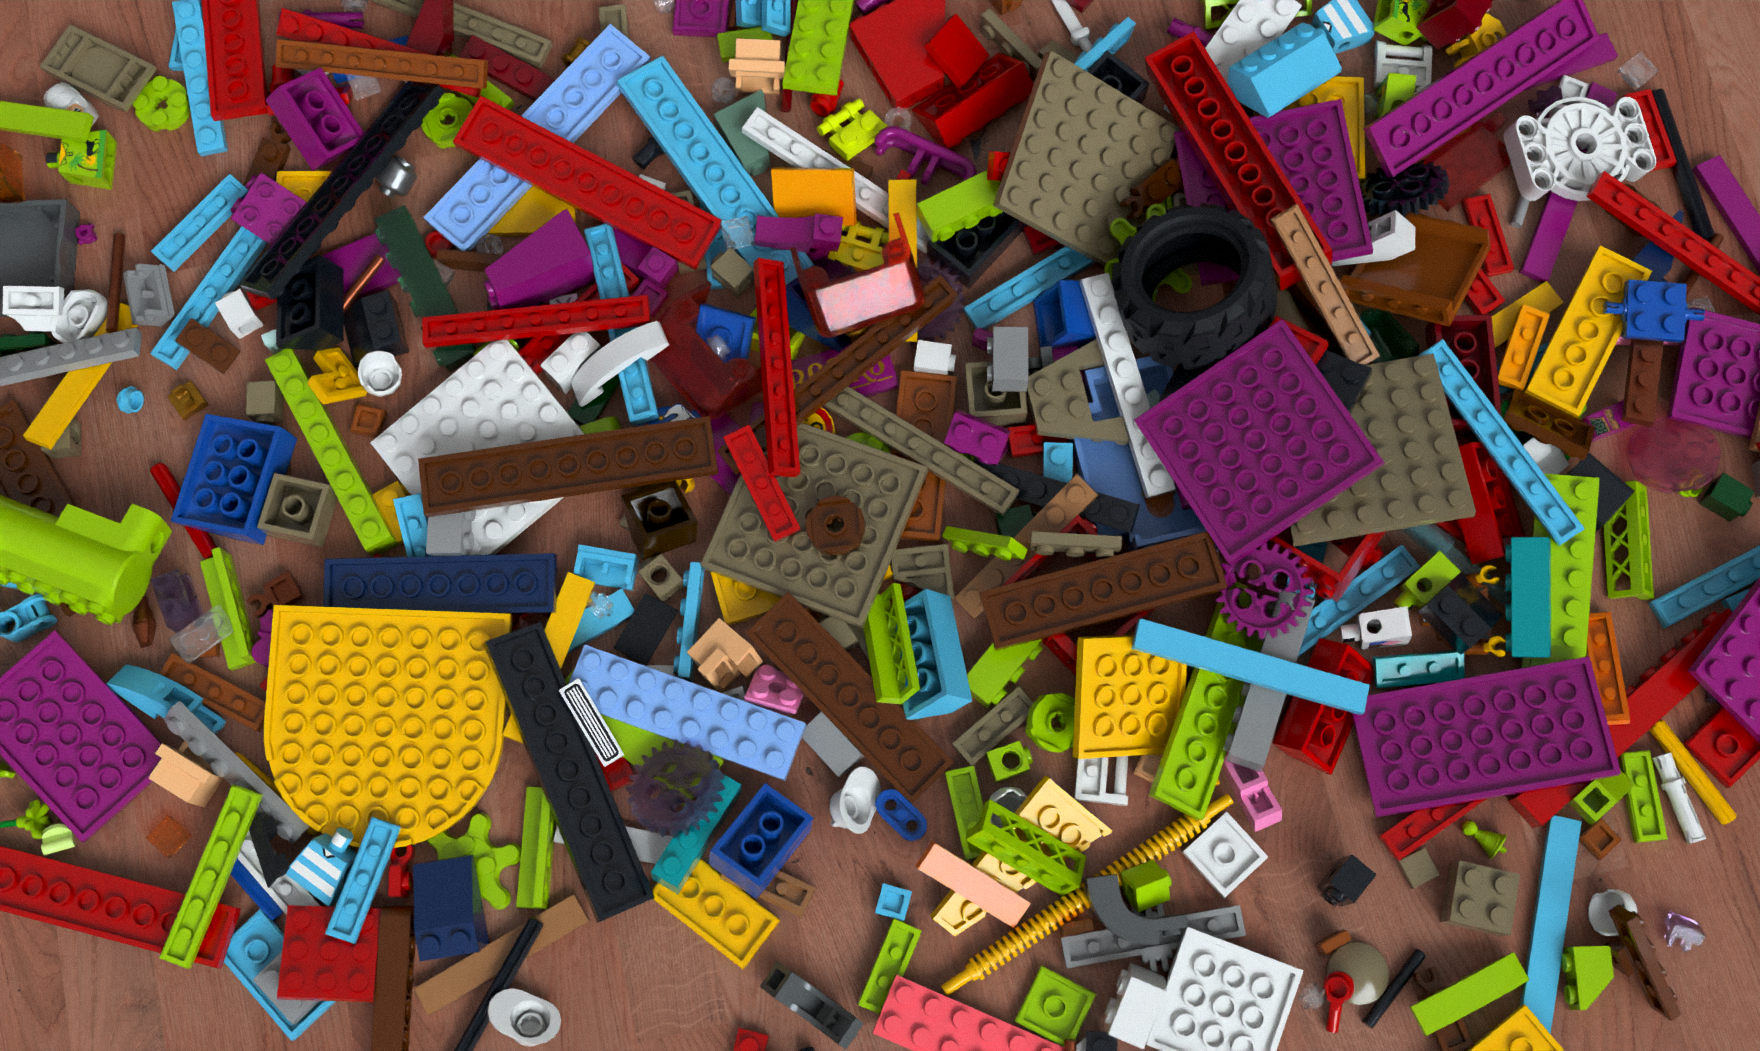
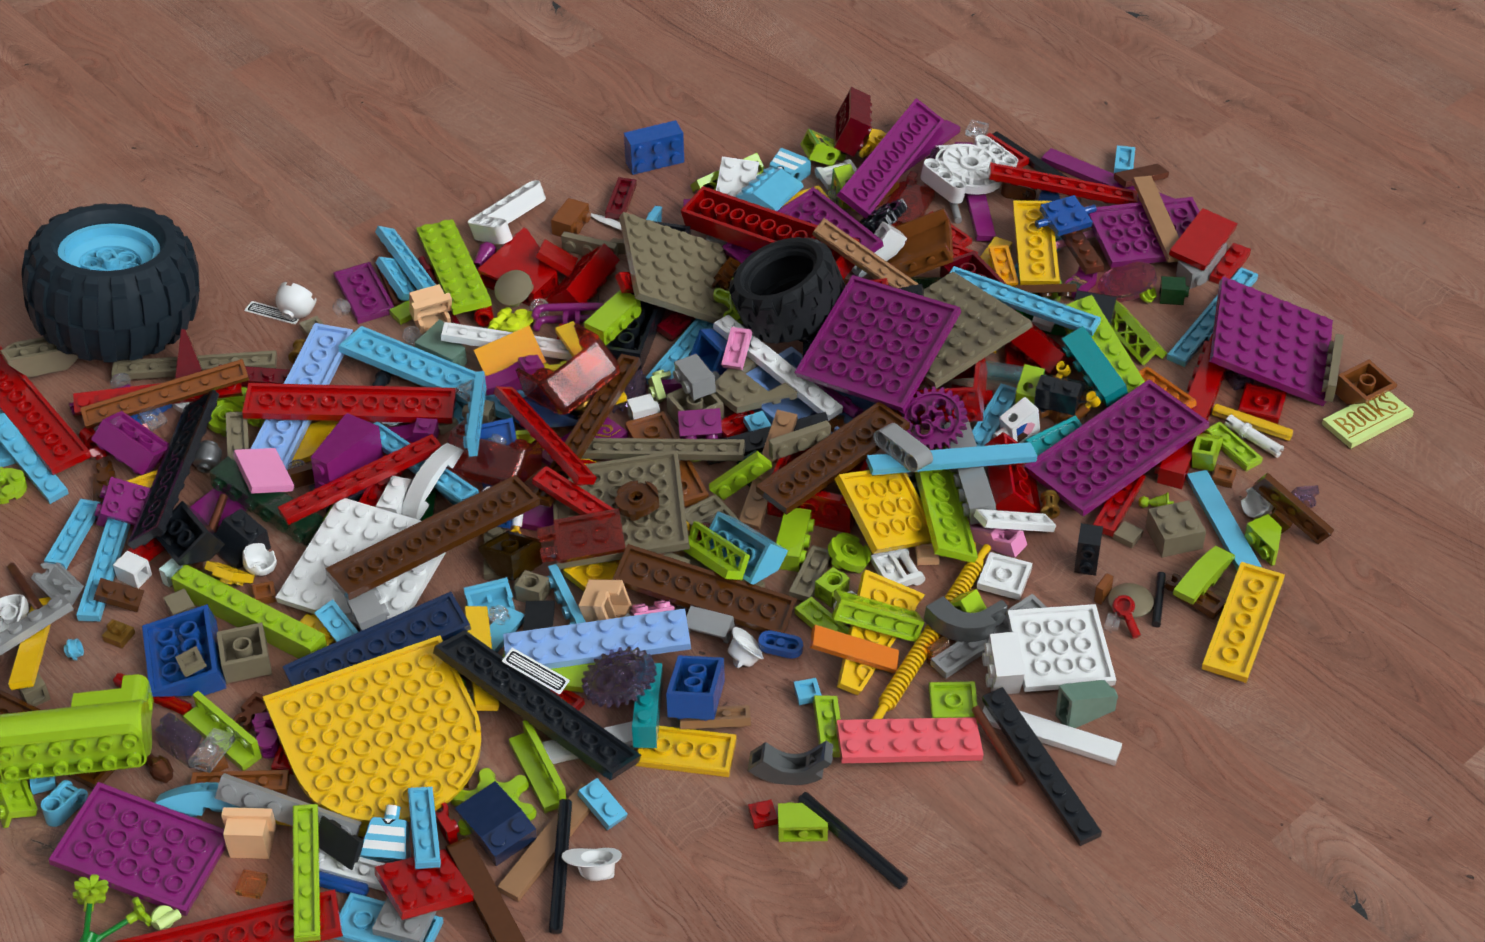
camera: 30 degrees left, 30 degrees down
(222, 509) = (190, 661): none -> dark tan plate
(435, 248) = (263, 470): none -> bright pink tile
(438, 170) = (236, 432): none -> dark tan plate
(579, 939) = (602, 804): none -> medium azure plate
(705, 301) = (475, 415): none -> medium azure plate
(744, 553) = (583, 537): none -> clear red tile
(875, 80) = (513, 288): none -> dark tan dish
(972, 323) = (656, 388): none -> yellowish green bracket
(1086, 339) = (736, 348): none -> bright pink plate
(1189, 633) = (903, 447): none -> light grey beam
(1280, 788) = (1014, 520): none -> white tile
(1347, 773) = (1053, 504): none -> pearl gold bush

